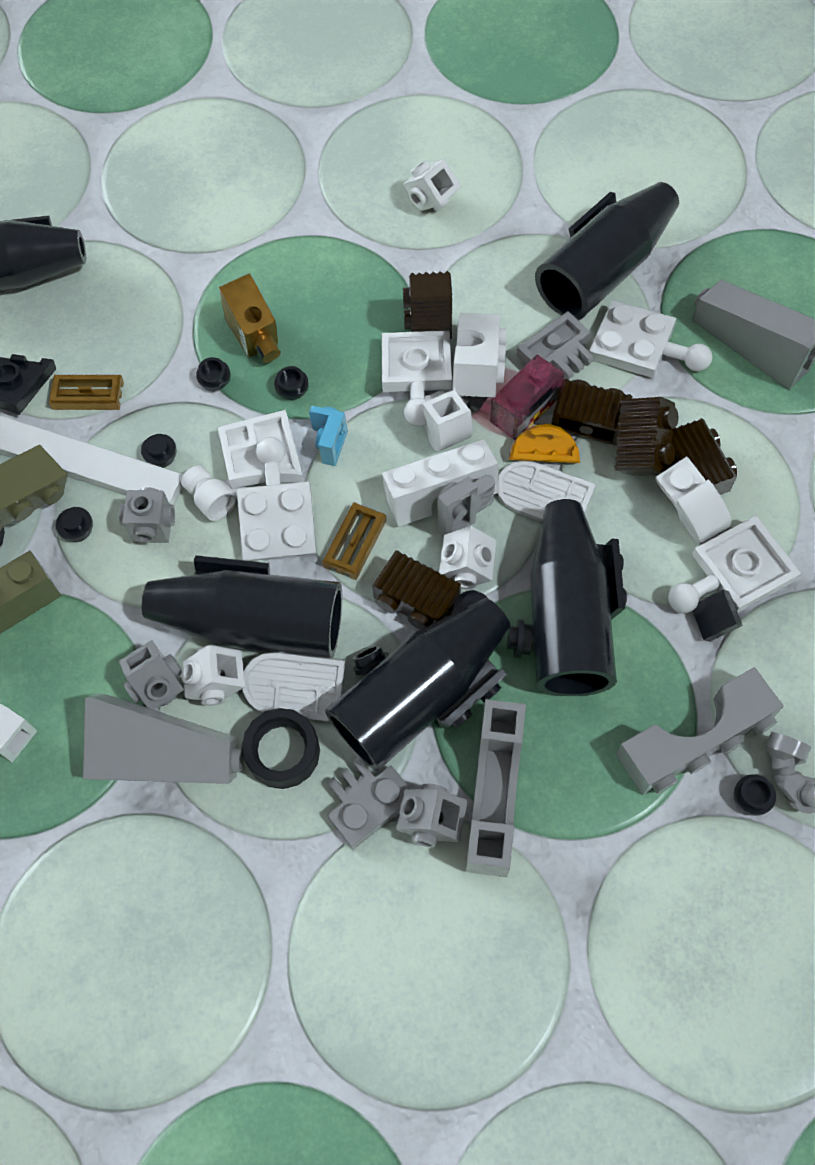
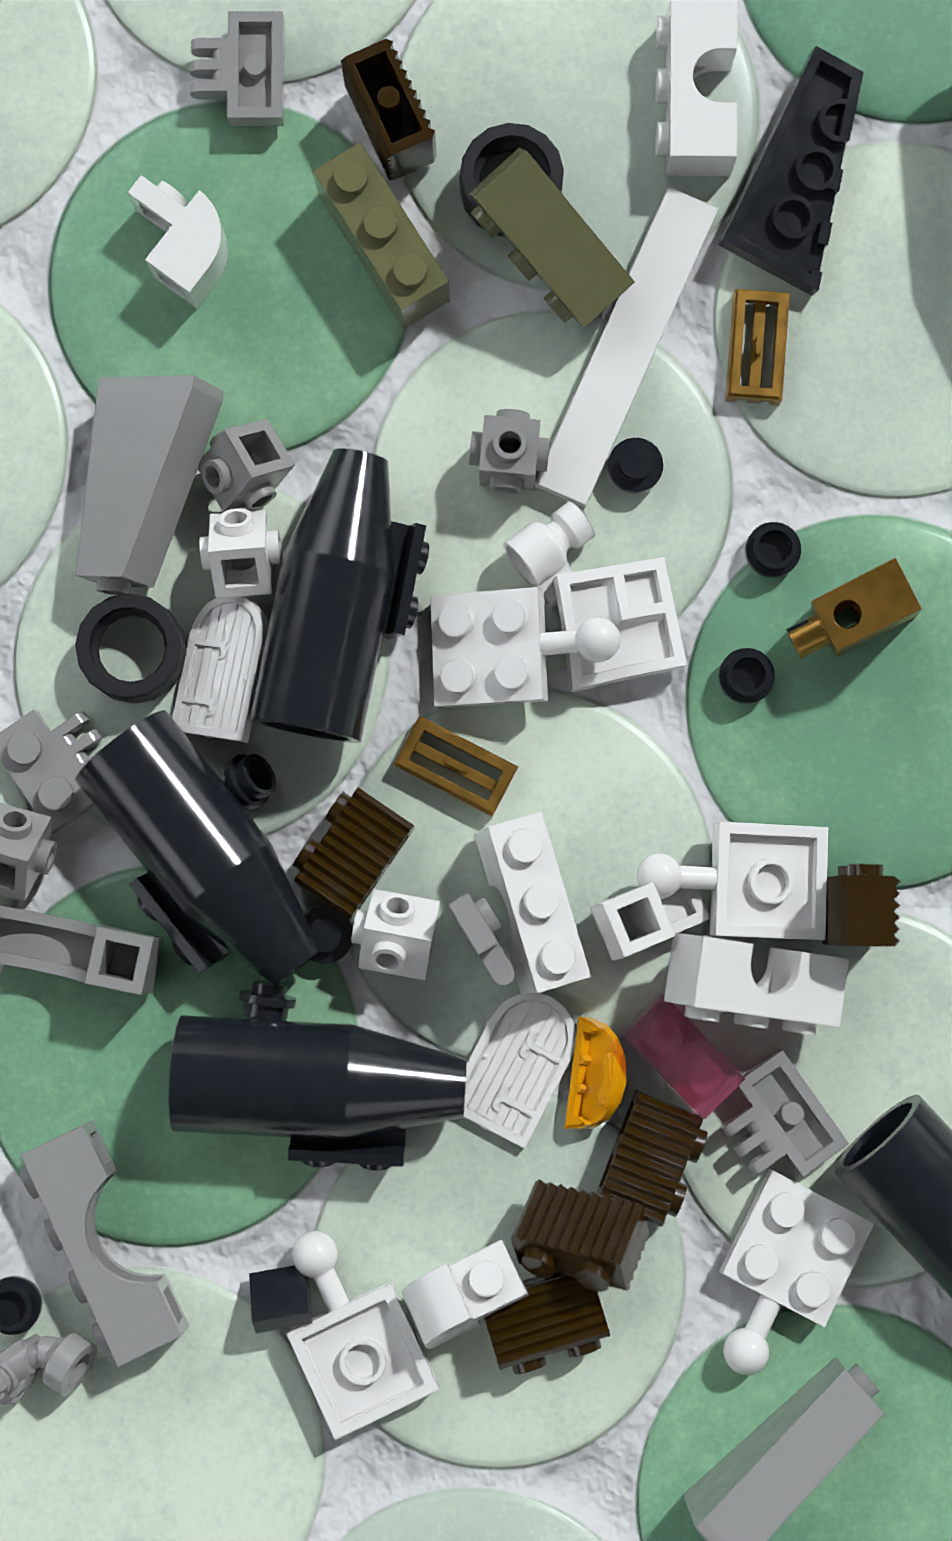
camera: 90 degrees right, 20 degrees up
(74, 524) = (513, 341): black plate -> none
(331, 432) = (630, 734): medium azure bracket -> none

